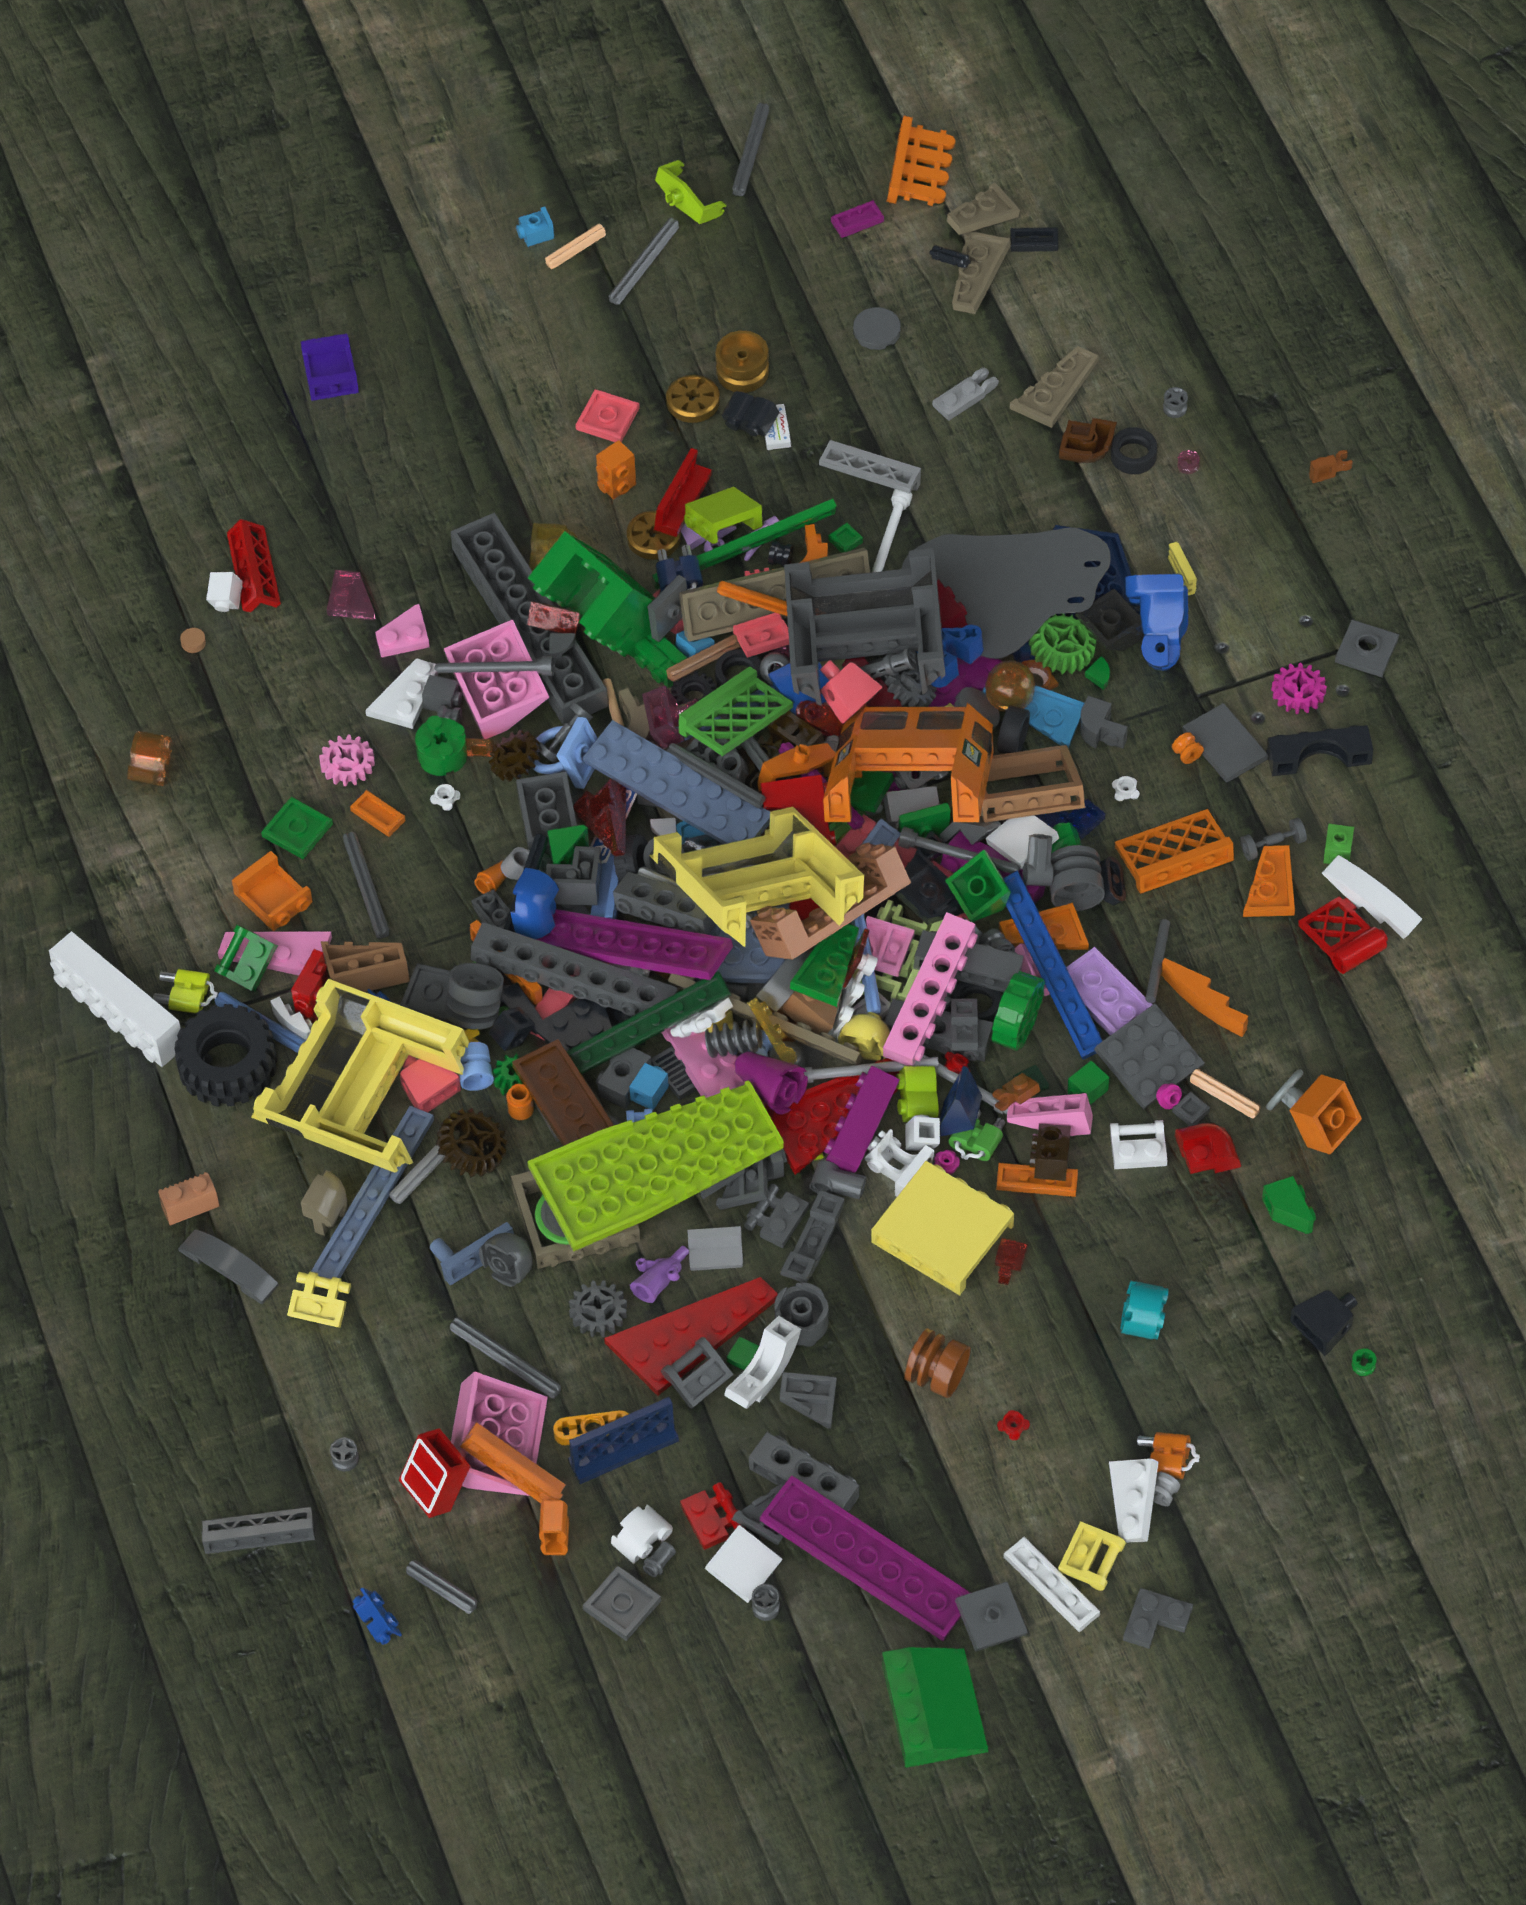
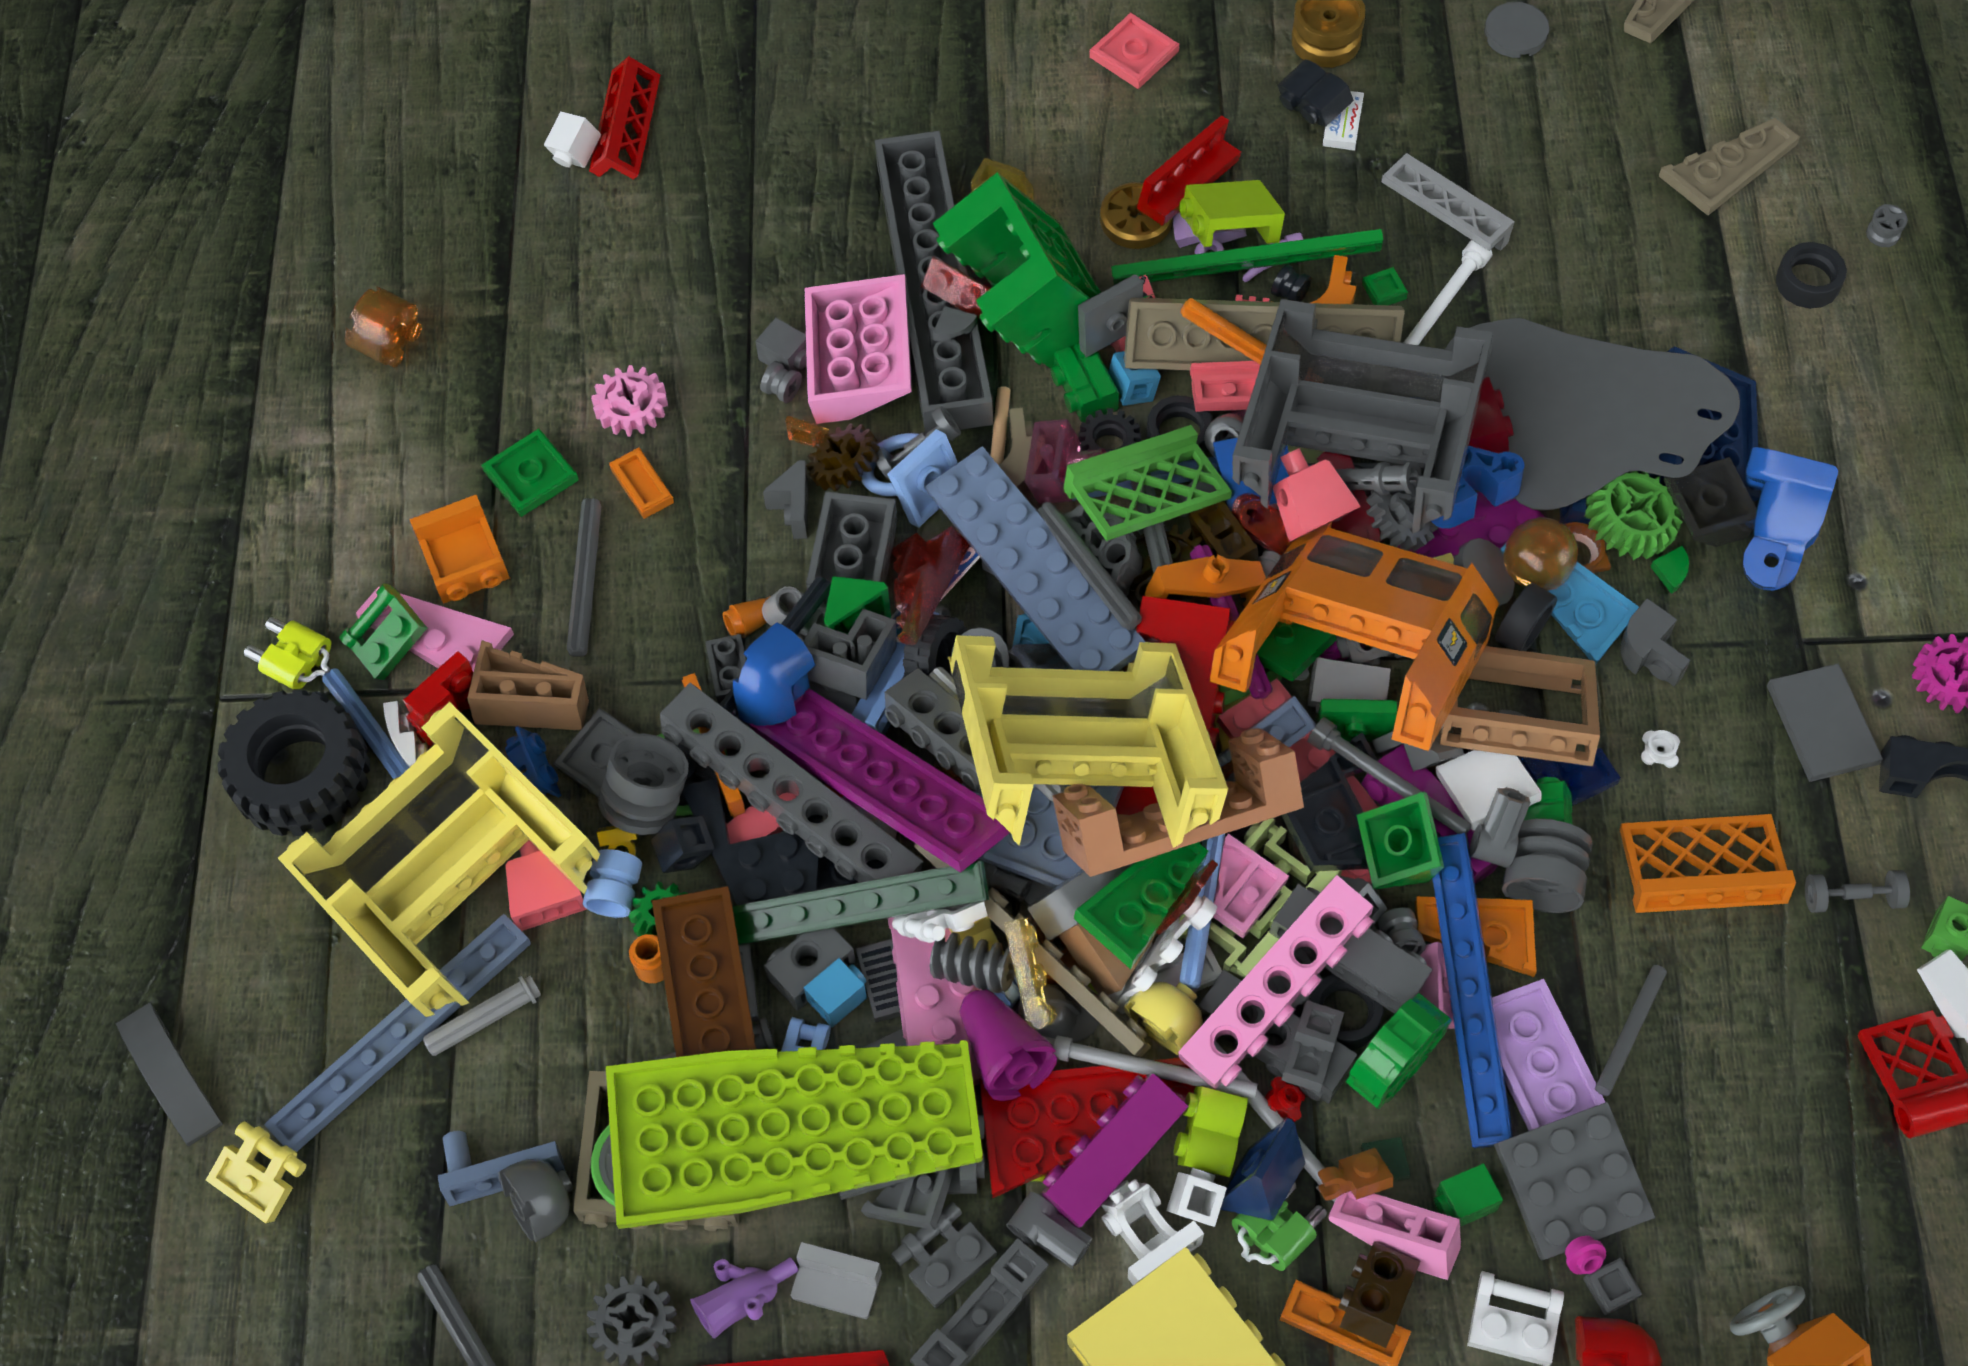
camera: 20 degrees right, 5 degrees up
(115, 998) = (186, 635): white brick -> none
(188, 1198) = (155, 956): nougat brick -> none
(193, 640) = (512, 192): medium nougat tile -> none
(325, 1202) = (325, 1022): dark tan brick -> none
(349, 597) = (725, 190): clear pink wing -> none
(403, 634) = (772, 255): bright pink wing -> none
(403, 698) = (731, 343): white wing -> none
(441, 746) = (754, 416): green brick -> none
(445, 790) = (731, 478): white plate -> none
(467, 1151) = (574, 999): dark brown gear -> none
(489, 790) = (791, 494): none -> dark grey slope
(543, 666) = (919, 347): dark grey piece -> none
(616, 470) = (1115, 118): orange brick -> none
(663, 826) = (1003, 616): white tile -> none
(680, 395) = (1238, 45): pearl gold wheel -> none
(686, 567) = (1154, 270): dark blue piece -> none
(702, 658) = (1135, 395): medium nougat axle -> none
(953, 1163) = (1216, 1261): dark pink plate -> none
(965, 394) = (1605, 142): light grey hinge -> none
(1087, 441) = (1751, 246): reddish brown brick -> none
(1113, 881) = (1601, 884): black plate -> none
(1181, 566) = (1833, 450): light yellow tile -> none
(1183, 465) = (1875, 316): clear pink bush -> none
(1187, 748) = (1767, 715): orange wheel -> none
(1197, 992) = (1675, 1097): orange slope -> none
(1225, 1093) = (1672, 1278): light nougat axle -> none
(1272, 885) = (1836, 962): orange wing -> none

